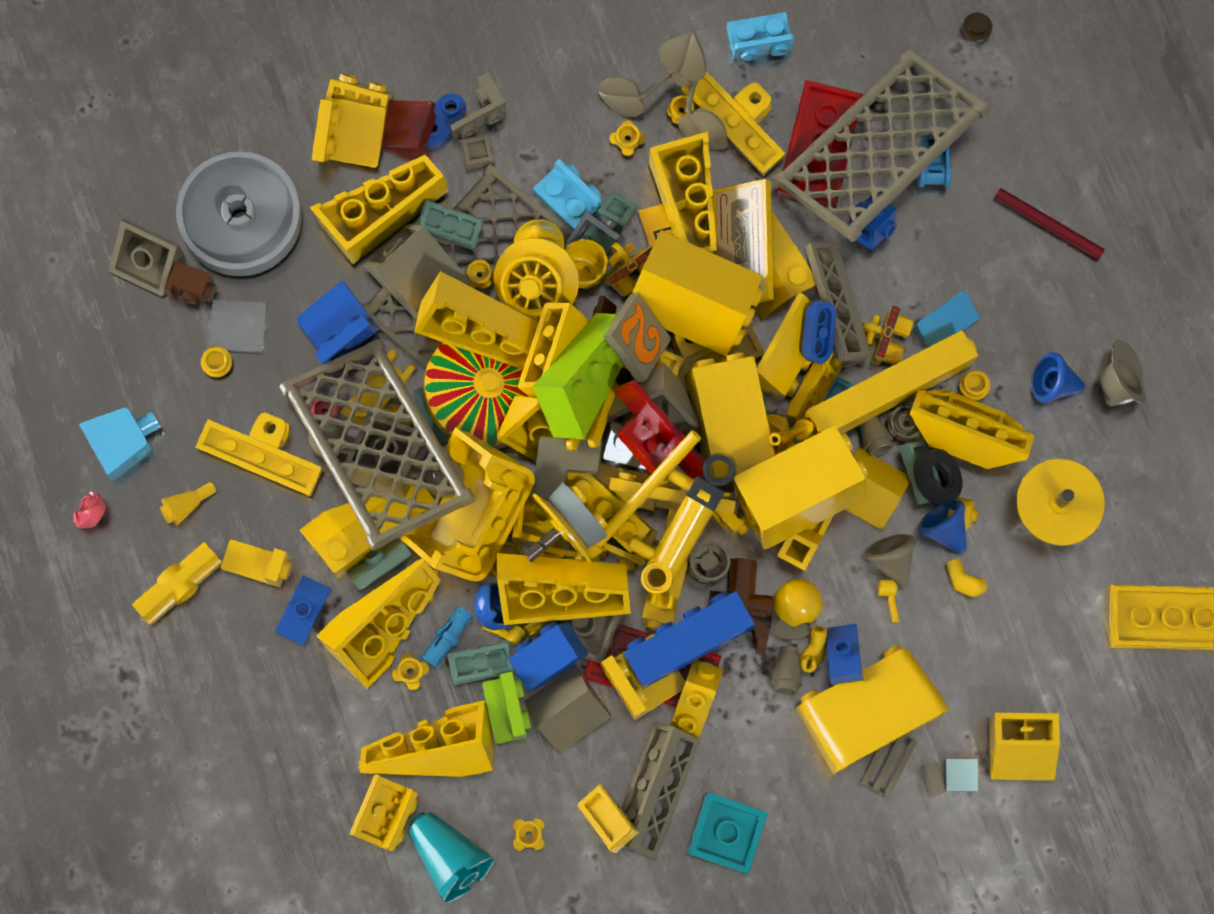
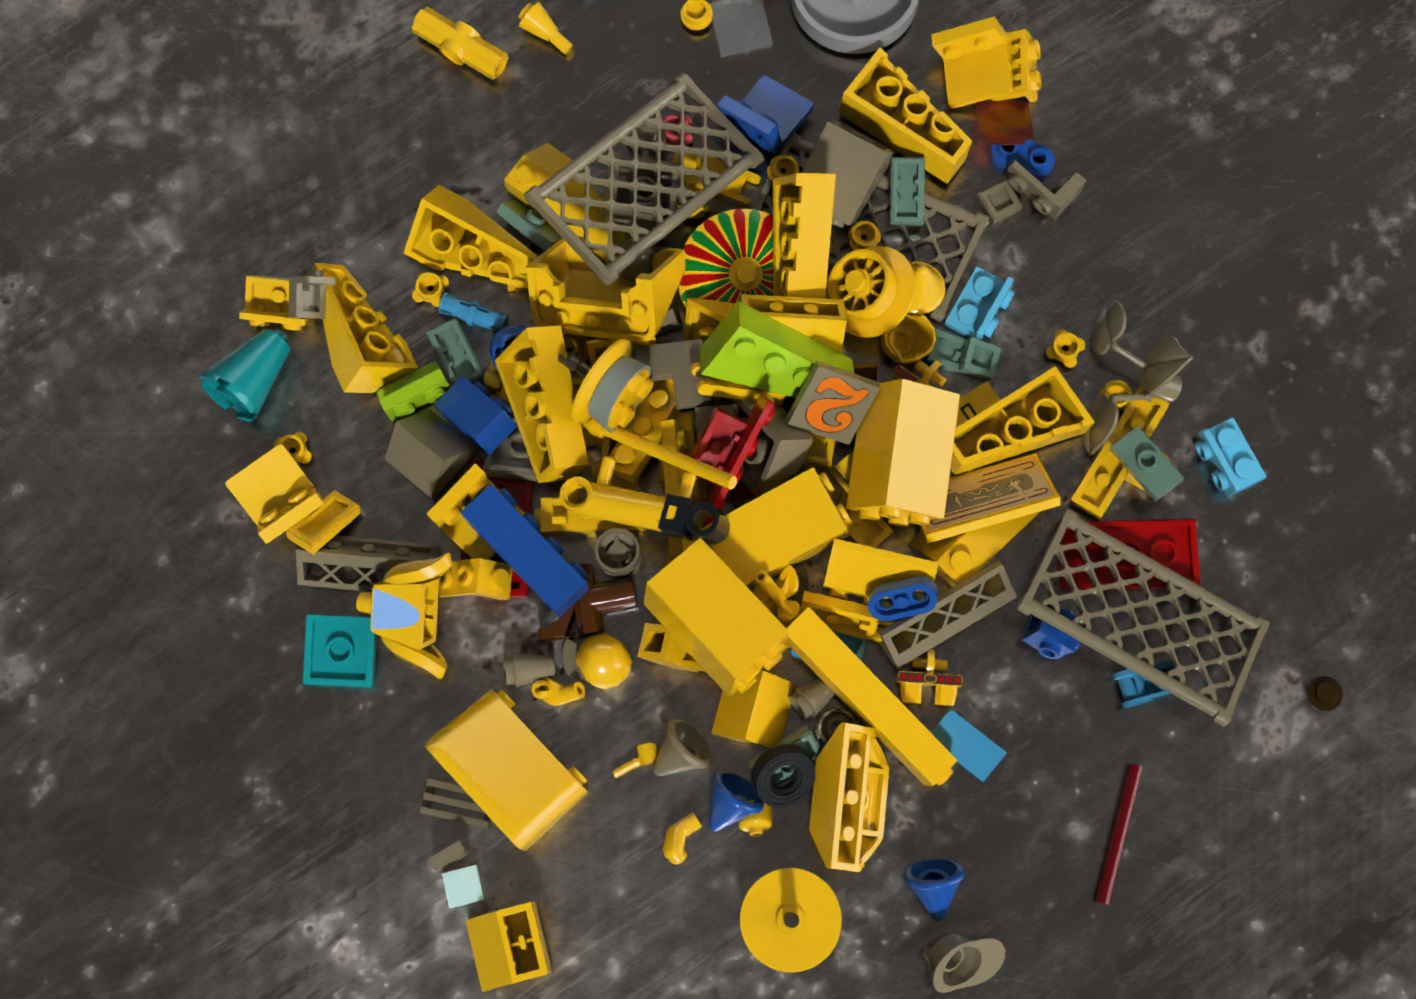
camera: 85 degrees right, 0 degrees up
(257, 563) = (501, 111): yellow bracket -> none
(261, 452) = (615, 79): yellow plate -> none
(303, 610) = (466, 169): blue plate -> none
(391, 778) = (308, 294): none -> dark tan bracket
(396, 318) = (784, 162): none -> yellow plate
(571, 855) = (274, 492): none -> yellow bracket
(602, 222) = (957, 343): dark grey bracket -> none
(710, 761) = (407, 611): none -> yellow torso
(754, 101) = (1146, 463): none -> sand green plate
(844, 654) = (558, 722): blue plate -> none
(974, 385) = (903, 794): yellow plate -> none

